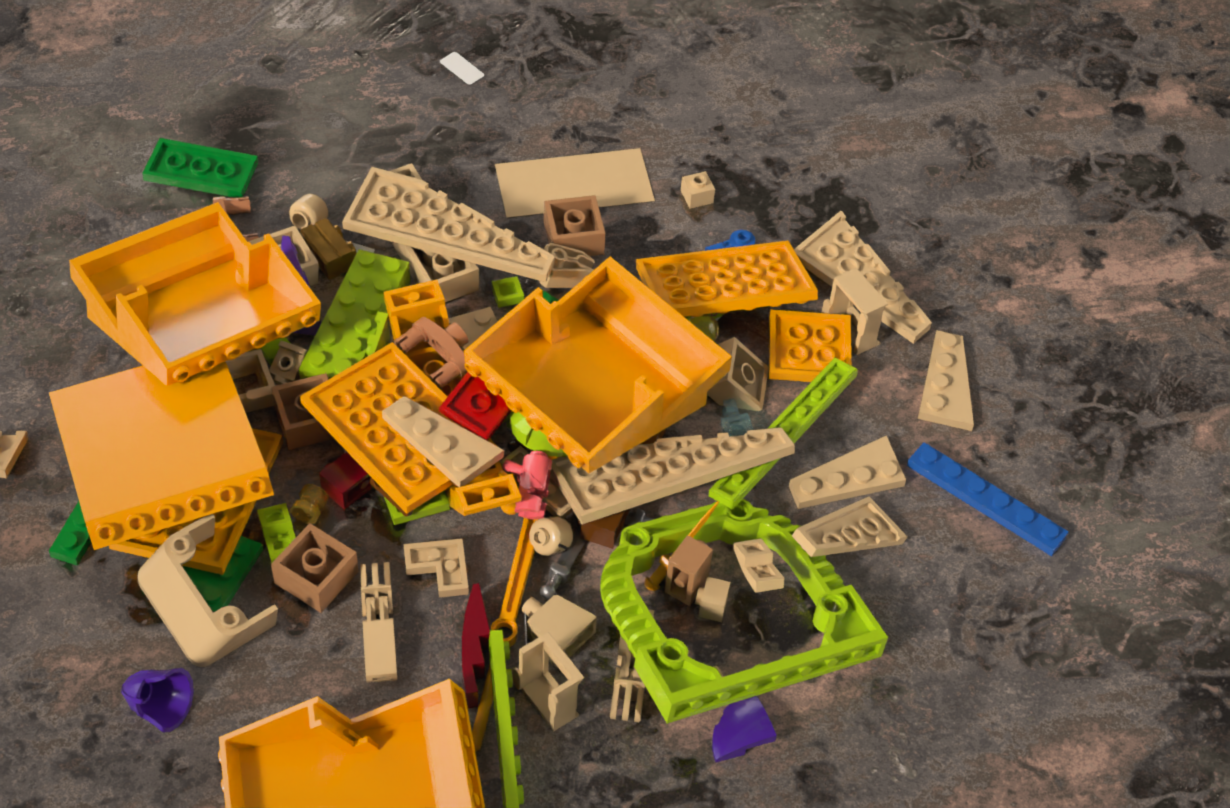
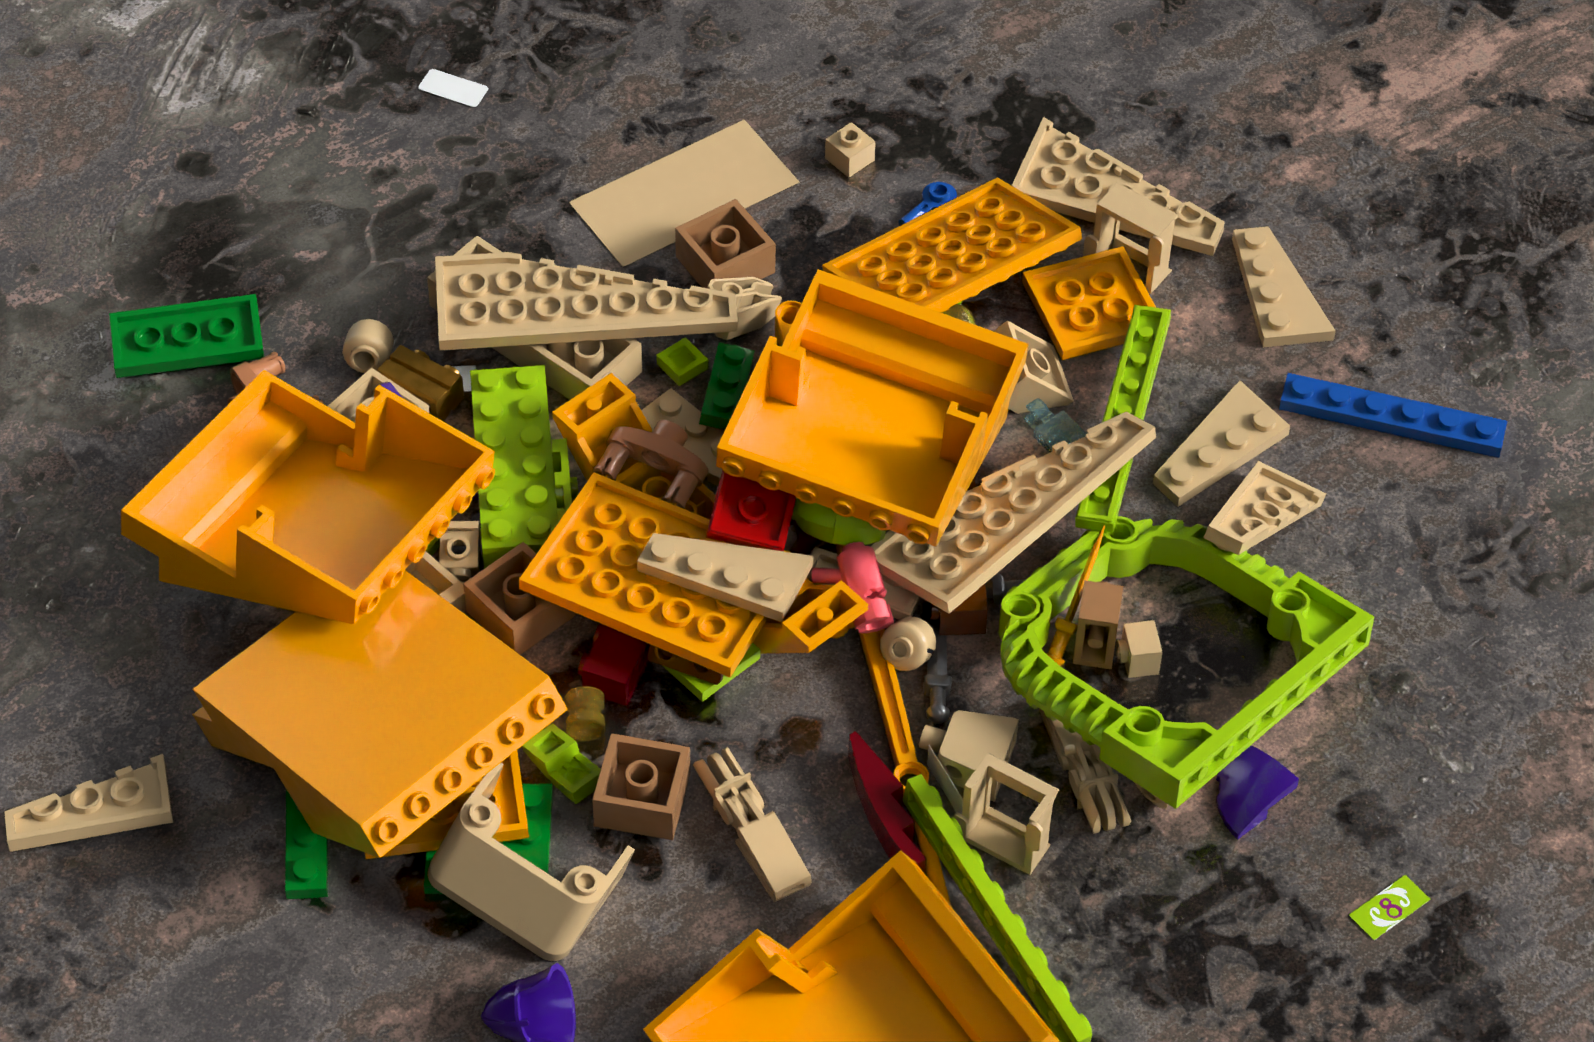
camera: 20 degrees left, 0 degrees up
(443, 558) = (790, 719): tan plate -> none
(757, 565) = (1180, 585): tan slope -> none

